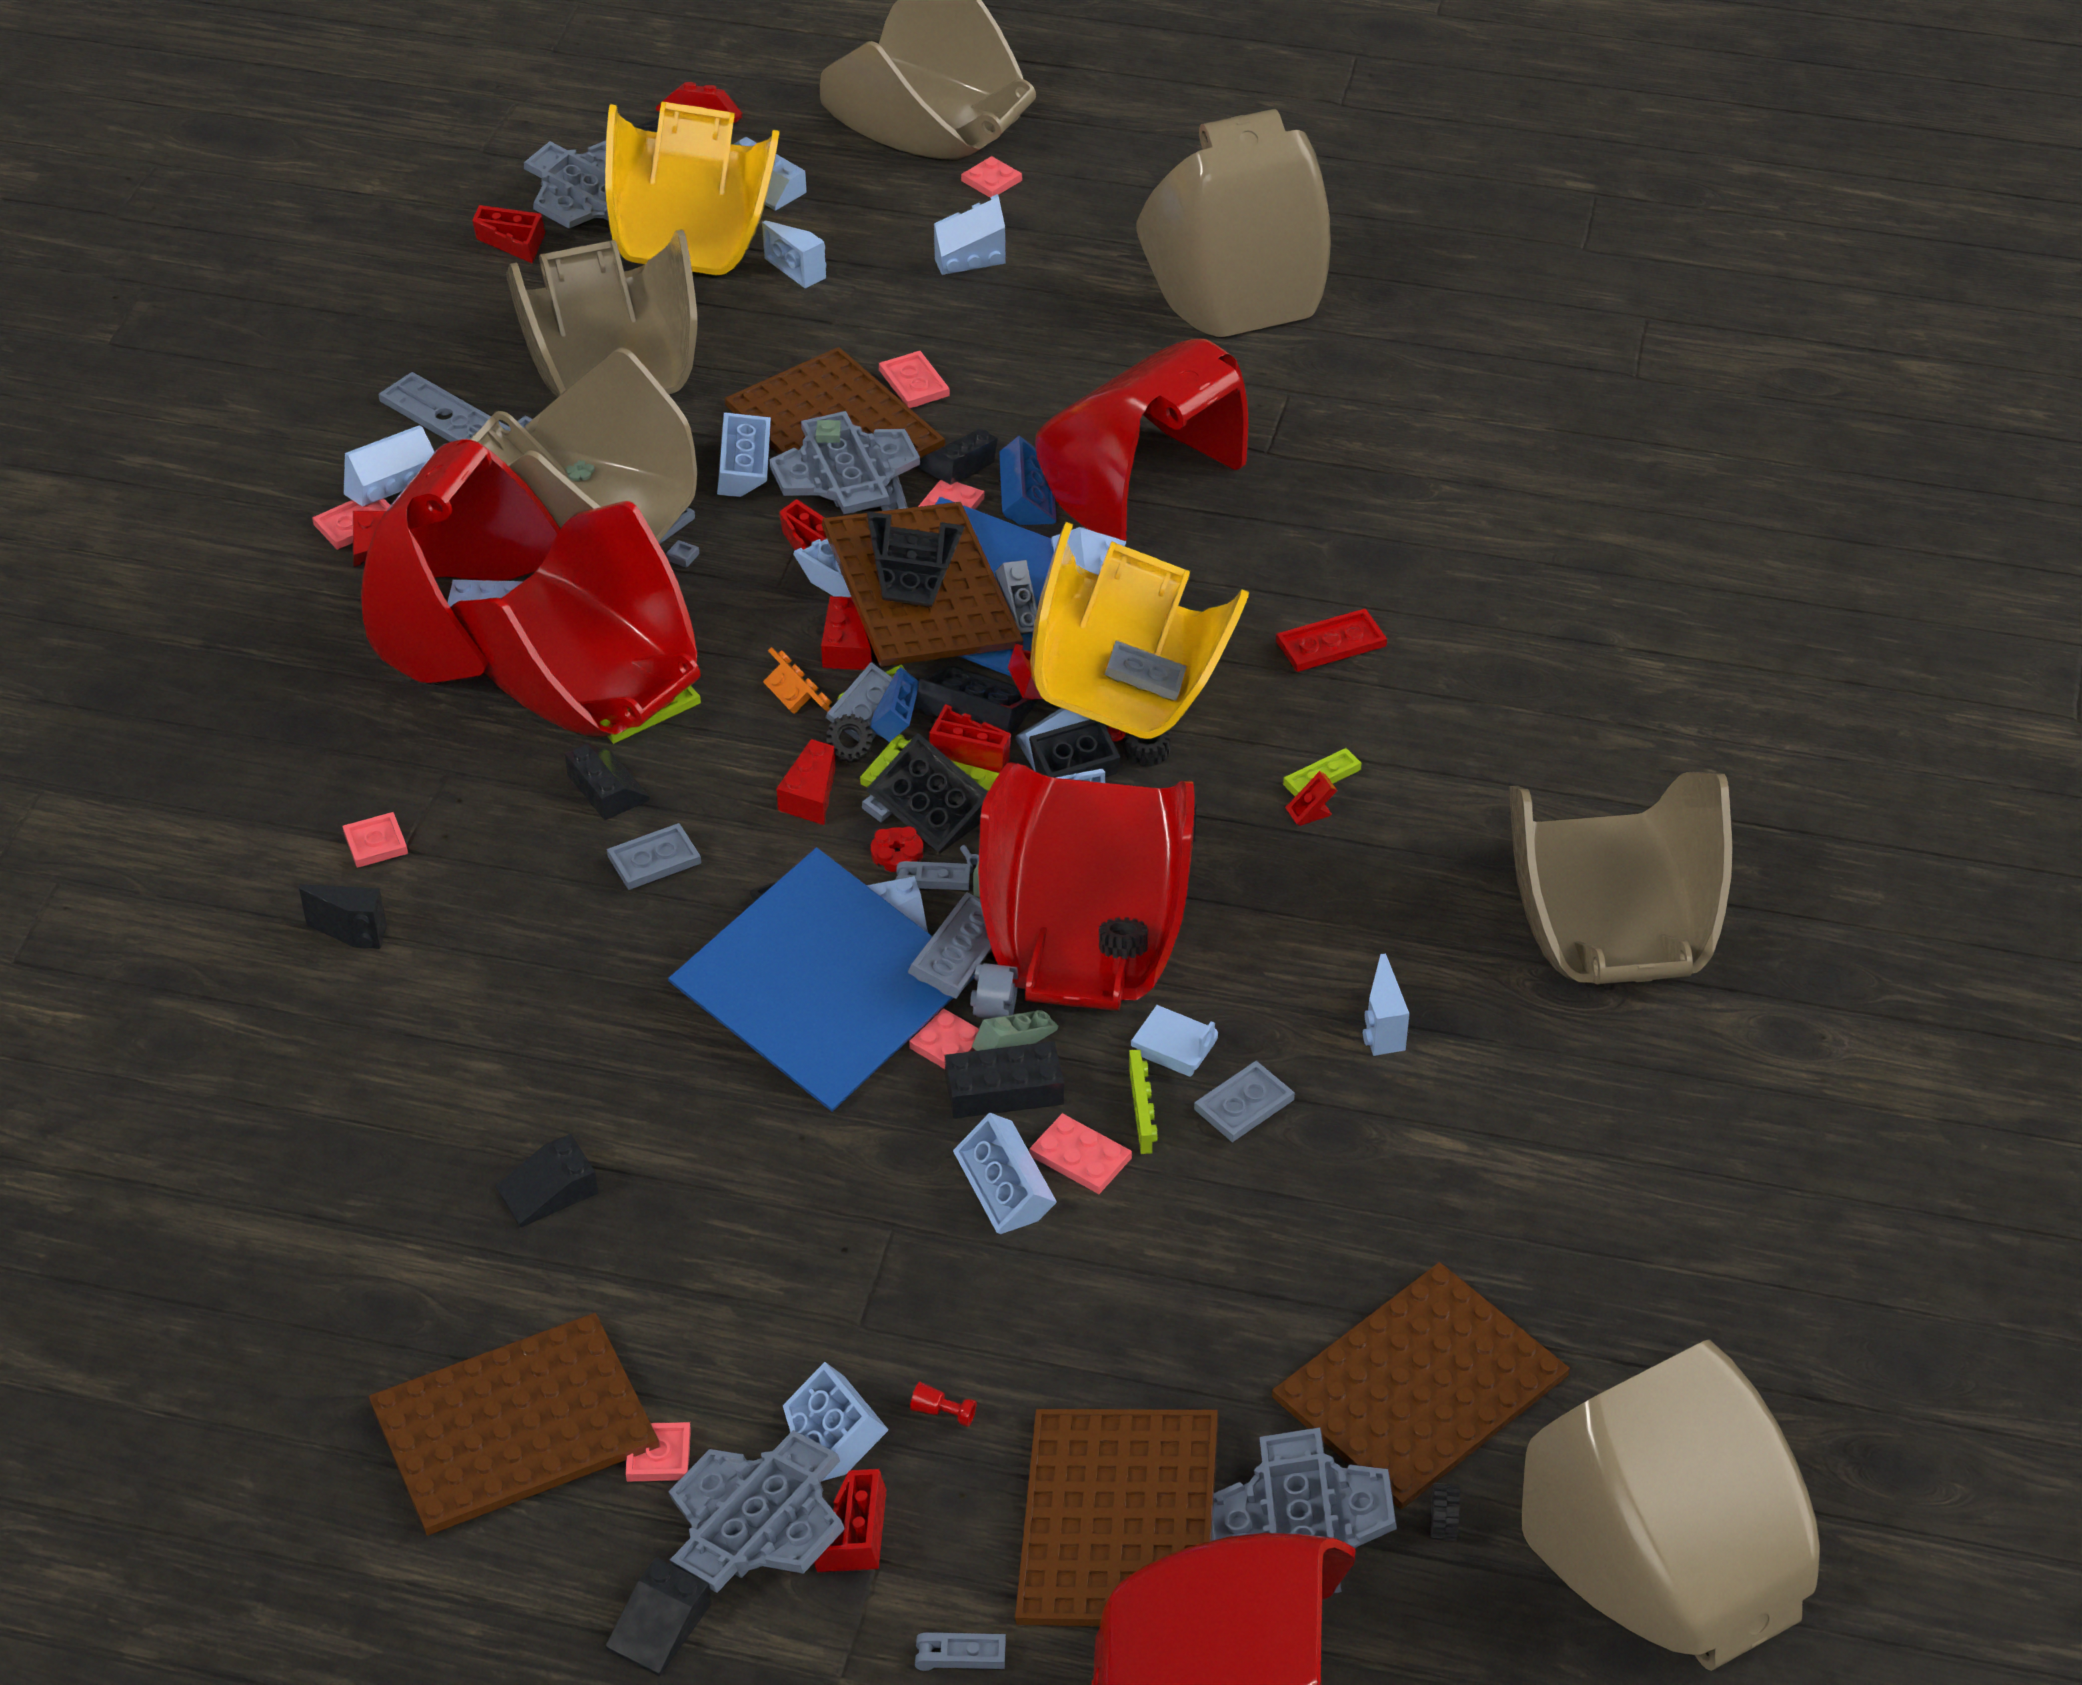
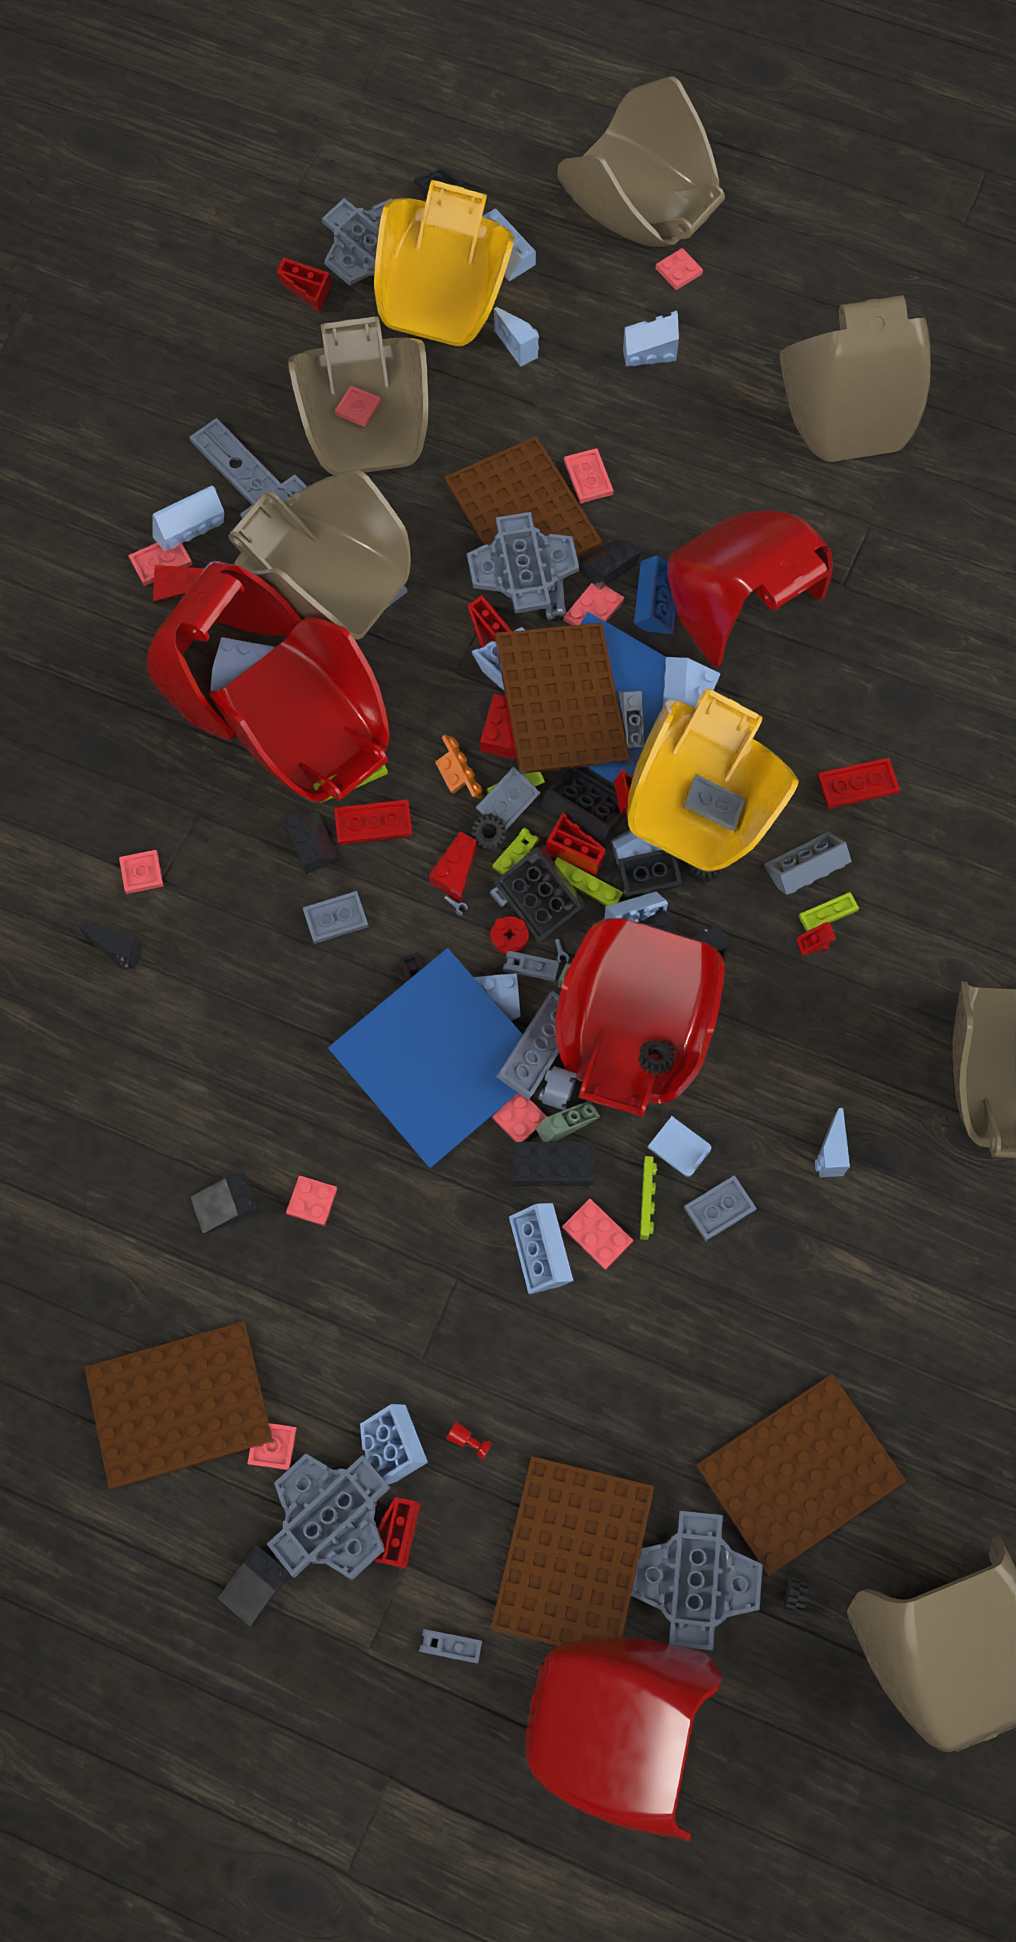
camera: 10 degrees right, 25 degrees up
(580, 471) = (327, 540): sand green plant -> none
(598, 339) = (358, 406): none -> coral plate
(670, 1167) = (311, 1200): none -> coral plate
(682, 553) = (393, 626): sand blue tile -> none
(689, 751) = (373, 822): none -> red plate
(704, 97) = (467, 163): red wedge -> none
(743, 454) = (450, 538): light blue slope -> none
(823, 827) = (456, 905): none -> sand blue hand
(828, 431) = (514, 533): sand green plate -> none
(896, 706) = (526, 809): blue slope -> none
(910, 560) = (555, 682): black wedge -> none
(1284, 726) = (808, 862): none -> sand blue slope

